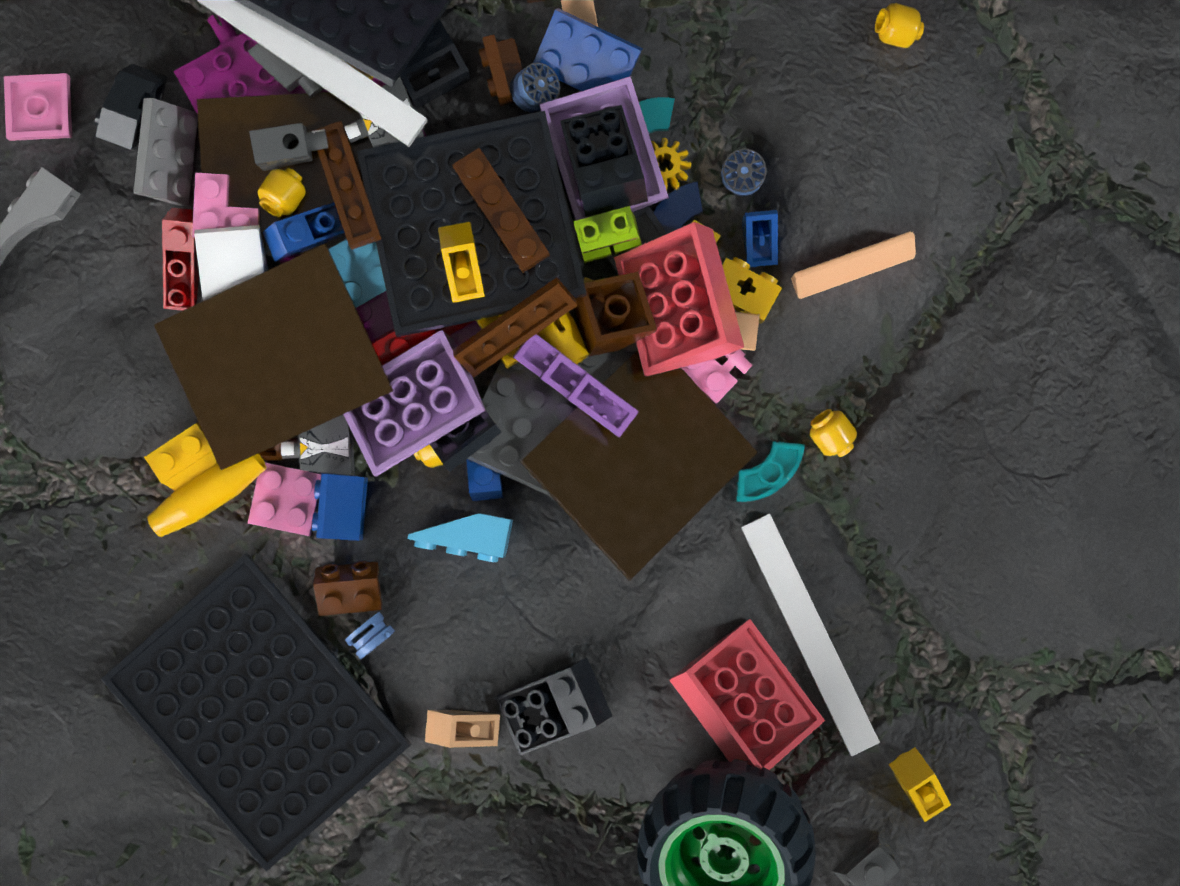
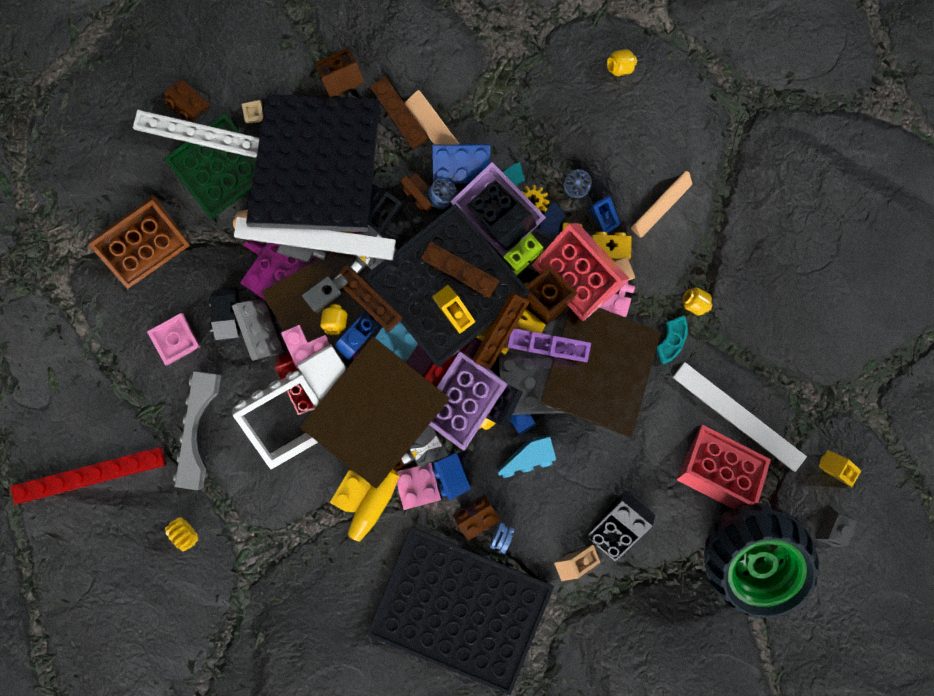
camera: 30 degrees left, 0 degrees up
(117, 252) = (260, 397): none -> white window

